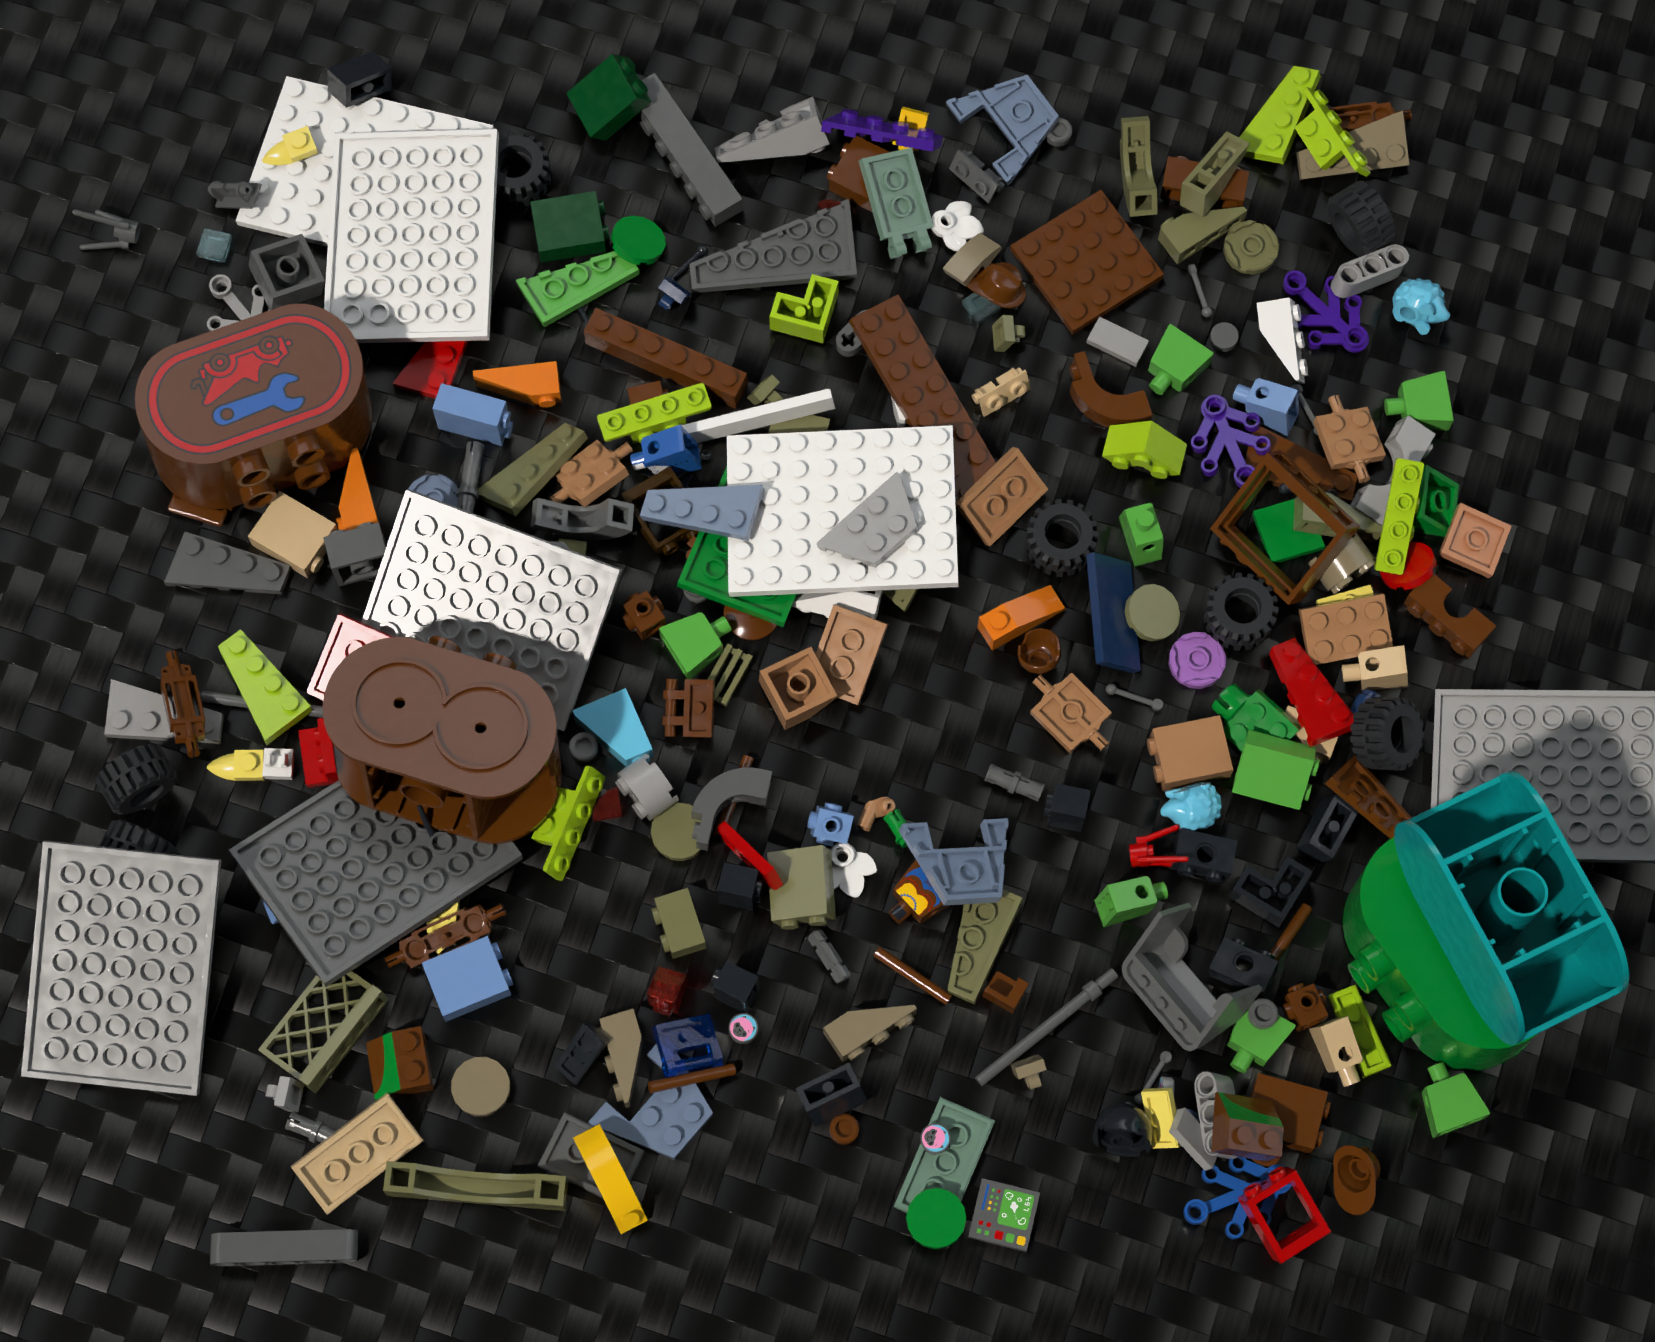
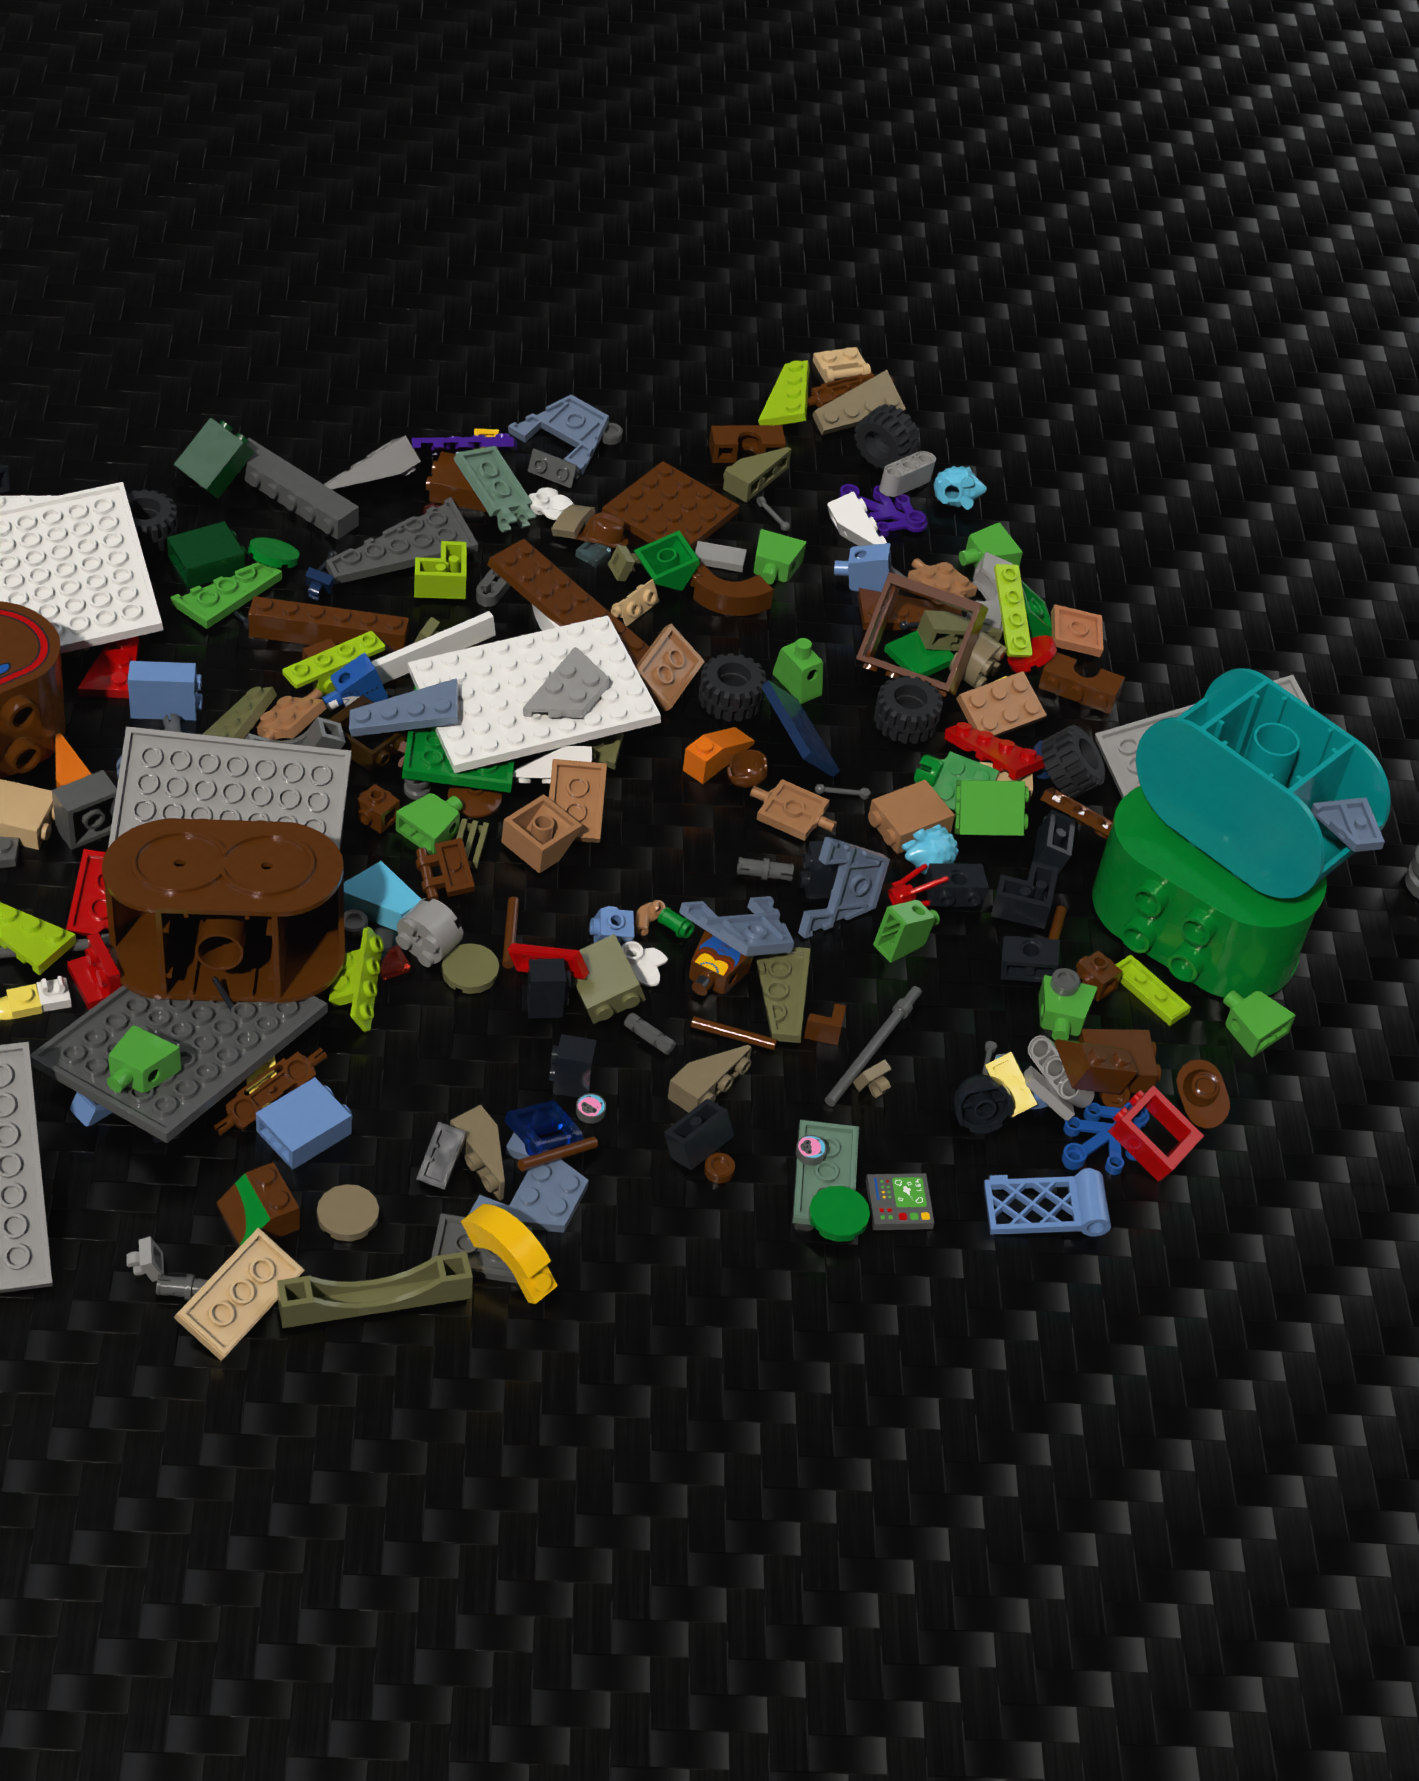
camera: 25 degrees left, 25 degrees down
(284, 1247) = (187, 1396): dark grey beam -> none
(322, 894) = (142, 1061): none -> bright green torso
(339, 1042) = (192, 1197): olive fence -> none
(527, 383) = (215, 663): orange slope -> none
(666, 991) = (507, 1088): clear red slope -> none
(679, 923) = (498, 1035): olive brick -> none
(727, 788) = (507, 917): dark grey arch -> none
(1051, 347) = (669, 561): none -> green slope
(1090, 839) = (855, 886): none -> sand blue wing
(1136, 166) = (684, 438): olive arch -> none
(1144, 446) = (776, 609): lime brick -> none
(1152, 612) = (832, 725): olive tile -> none
(1173, 990) = (952, 980): dark grey windscreen -> none
(1186, 1266) = (1086, 1206): none -> medium blue piece
(1197, 660) = (884, 755): medium lavender tile -> none
(1212, 174) = (754, 426): olive slope -> none
(1224, 337) = (810, 536): dark grey tile -> none
(1227, 437) = (823, 584): dark purple plant -> none
(1251, 247) = (802, 480): olive tile -> none
(1326, 137) = (834, 393): lime bracket -> none
(1337, 1036) = (1140, 996): tan torso -> none
(1360, 71) = (840, 364): none -> tan plate
(1388, 665) = (1042, 721): tan torso -> none
(1577, 993) = (1351, 822): none -> sand blue wing

